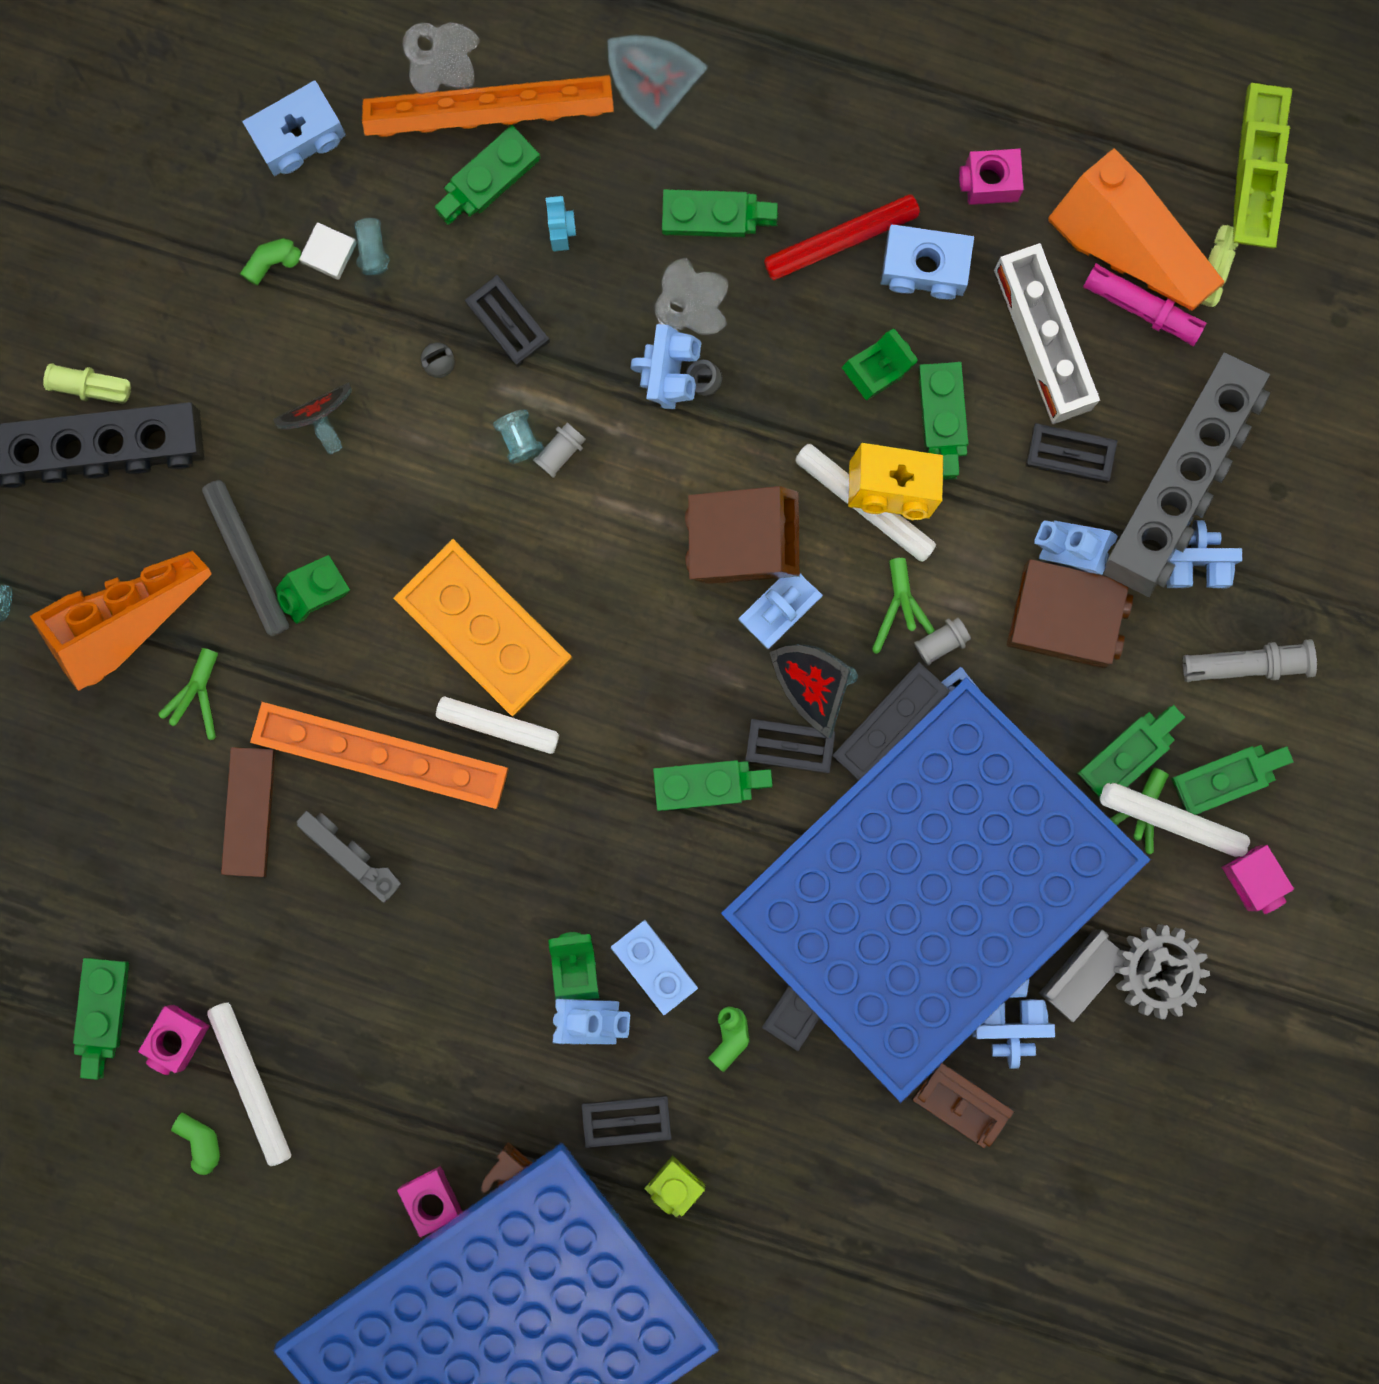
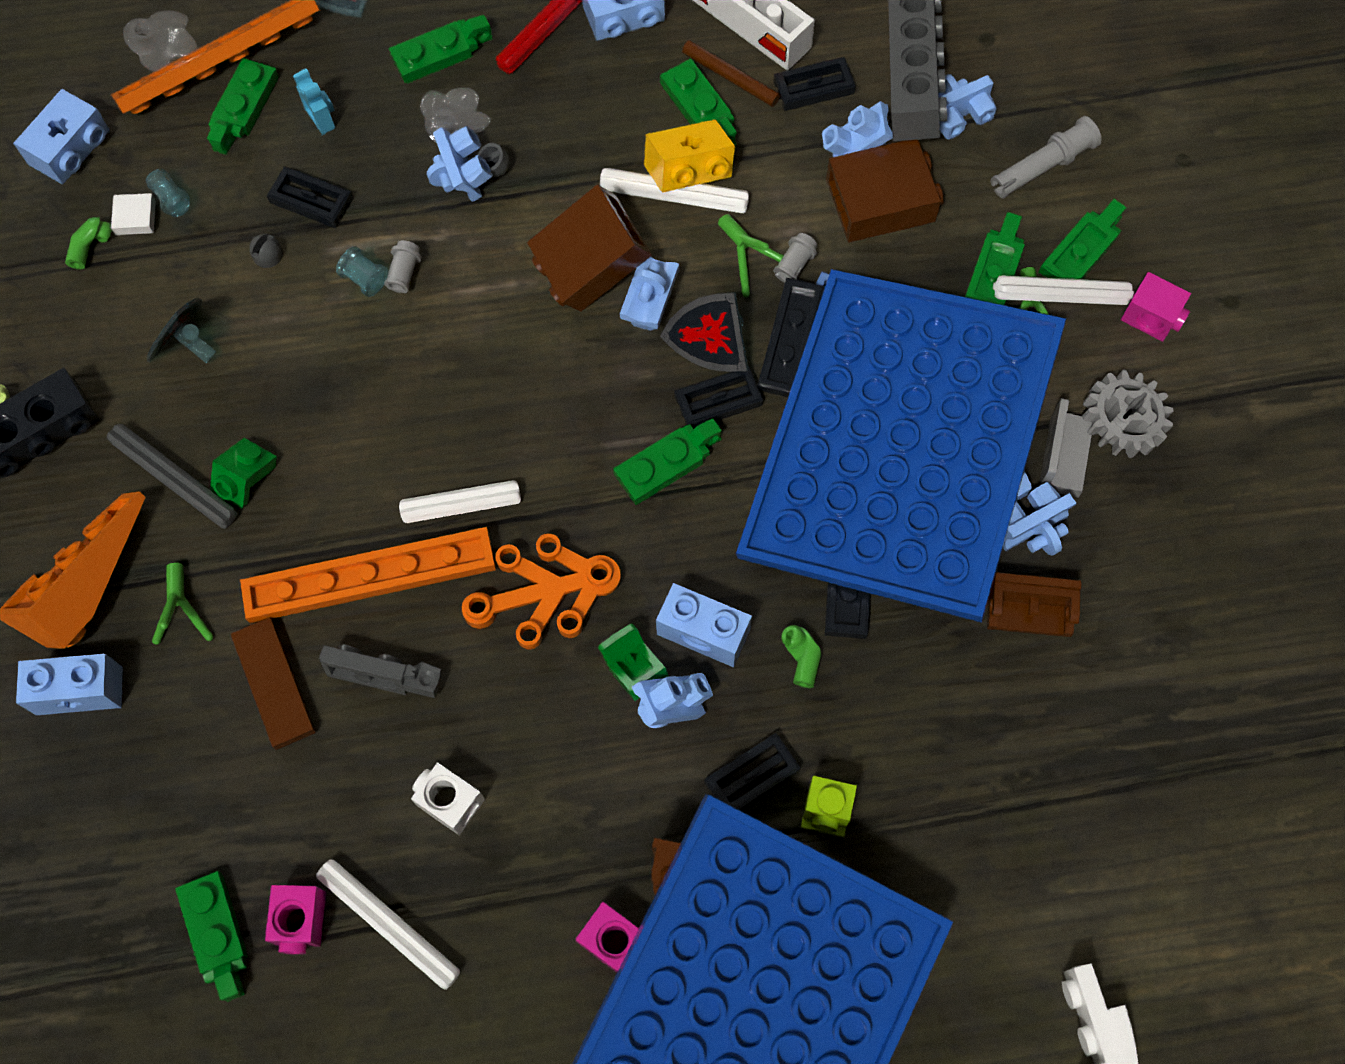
camera: 25 degrees left, 15 degrees down
(69, 724) = (69, 684): none -> light blue brick
(202, 1141) = (369, 1002): bright green arm -> none
(367, 1012) = (463, 807): none -> white brick
(483, 627) = (408, 433): light orange tile -> none
(534, 855) = (547, 589): none -> orange plant
(880, 364) = (630, 86): green bracket -> none
(994, 397) = (731, 73): none -> reddish brown bar

